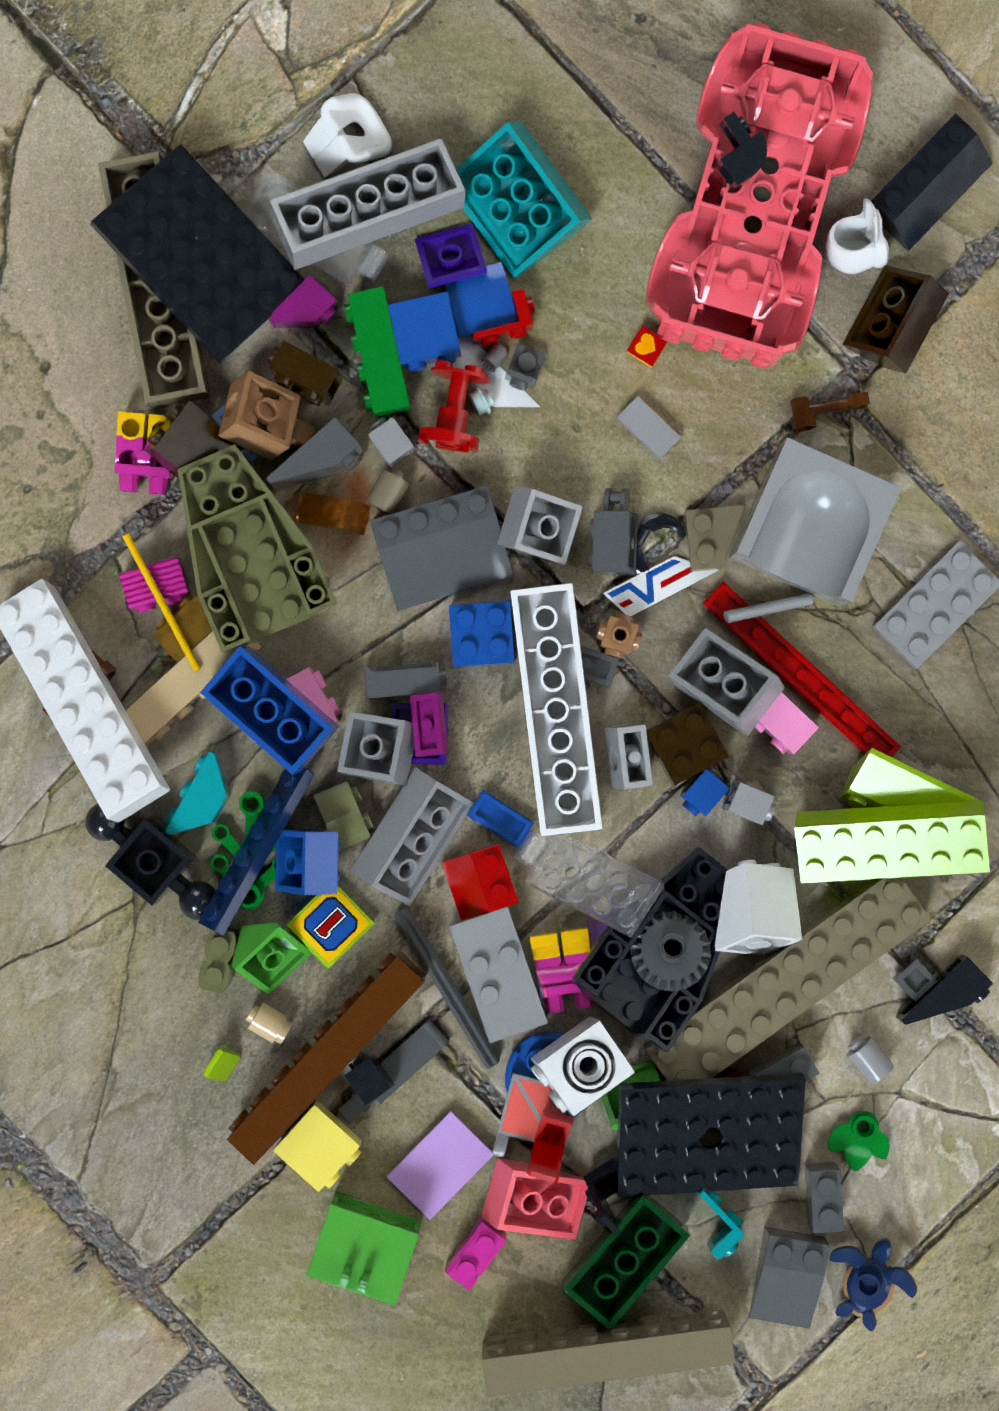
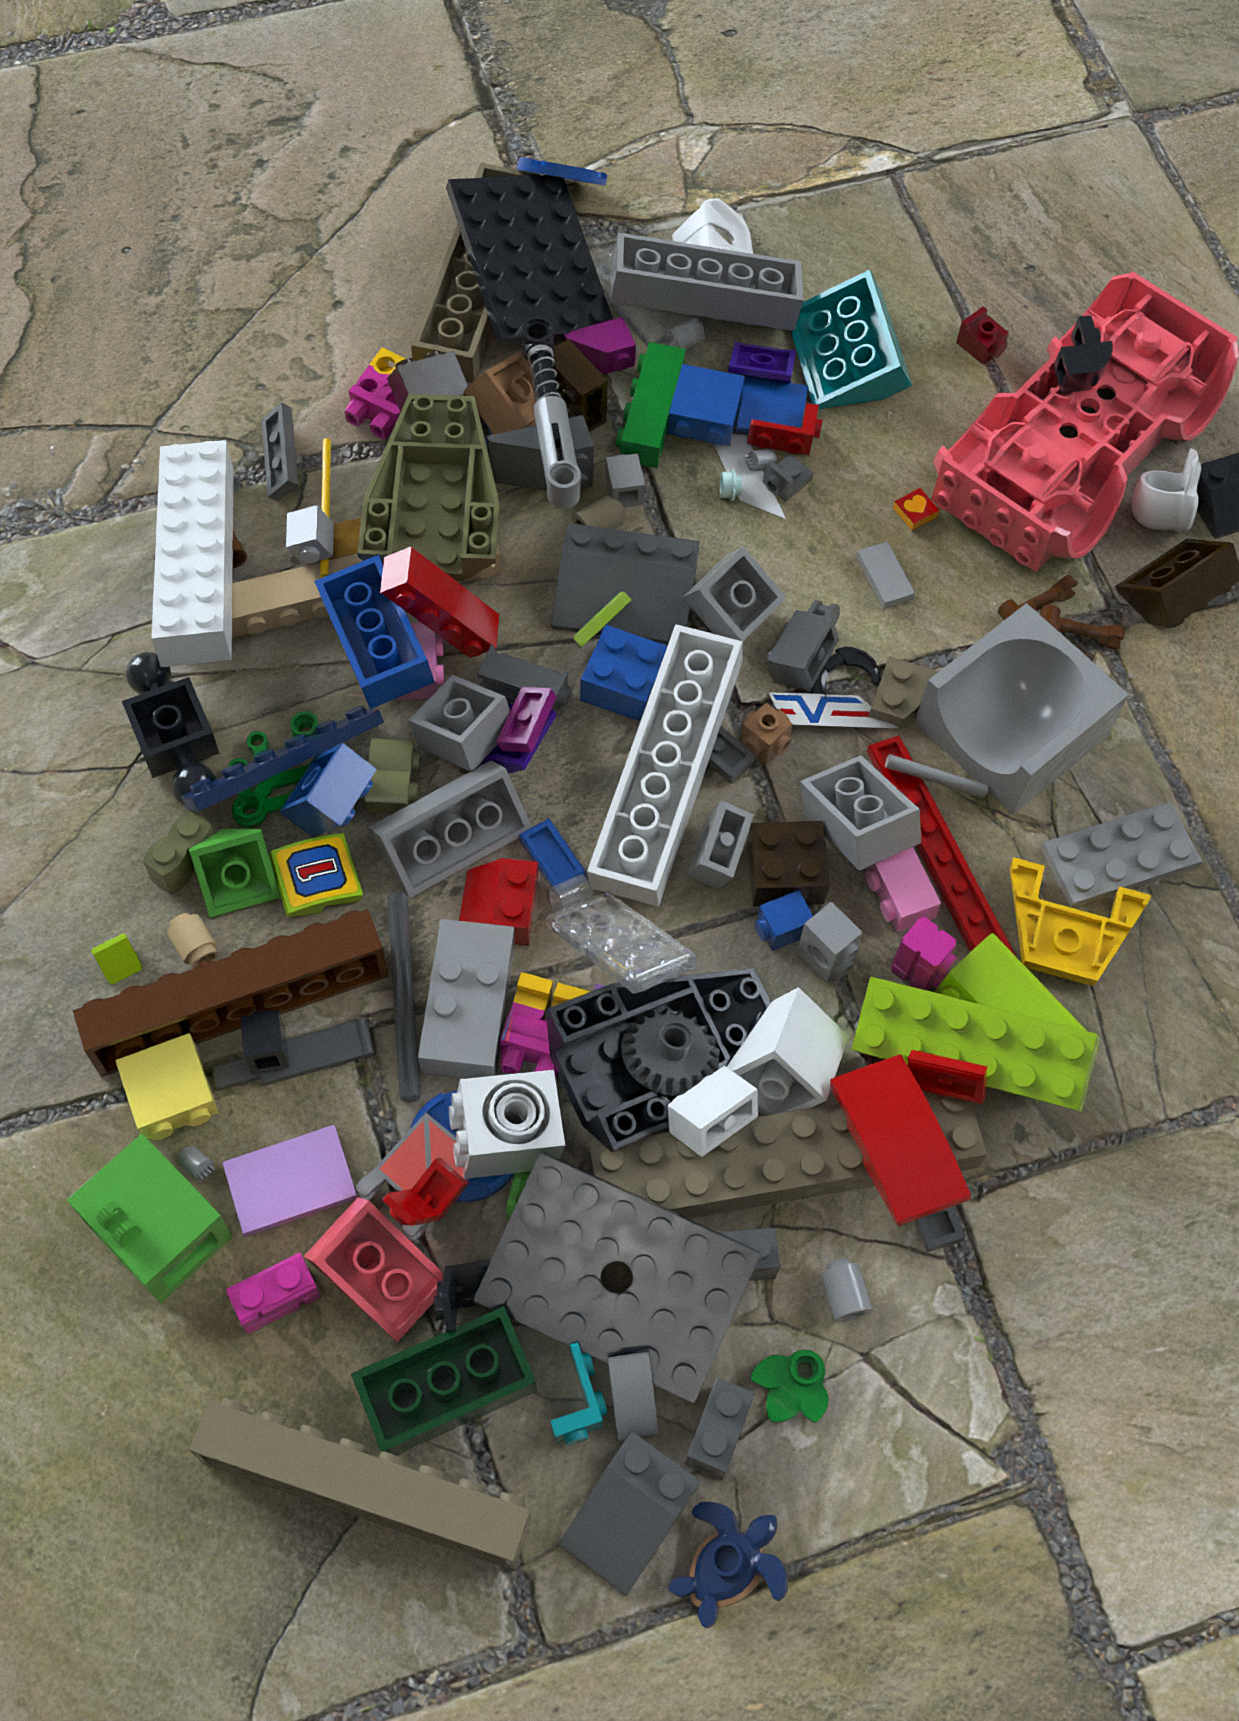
camera: 25 degrees right, 25 degrees down
(86, 555) = (279, 452): none -> dark grey plate
(169, 578) = (345, 496): dark pink brick -> none
(169, 645) = (310, 535): none -> light grey brick
(176, 135) = (563, 171): none -> blue tile
(202, 797) = (256, 699): teal slope -> none
(310, 436) = (551, 415): none -> piece
(310, 662) = (439, 602): none -> red brick
(333, 512) = (532, 507): clear orange bracket -> none
(365, 1183) = (195, 1162): none -> light grey piece
(440, 595) = (601, 618): none -> lime tile
(453, 419) = (687, 485): red piece -> none
(623, 136) = (982, 336): none -> dark red brick
(724, 988) = (713, 1110): none -> white brick
(755, 1203) = (632, 1395): none -> light grey slope
(773, 417) = (1058, 592): none -> reddish brown brick
(824, 779) = (924, 955): none -> dark pink brick
(868, 948) = (900, 1140): none -> red slope
(883, 883) = (948, 1072): none -> red tile
(922, 703) = (1064, 938): none -> yellow wing
(956, 988) = (976, 1257): black slope -> none

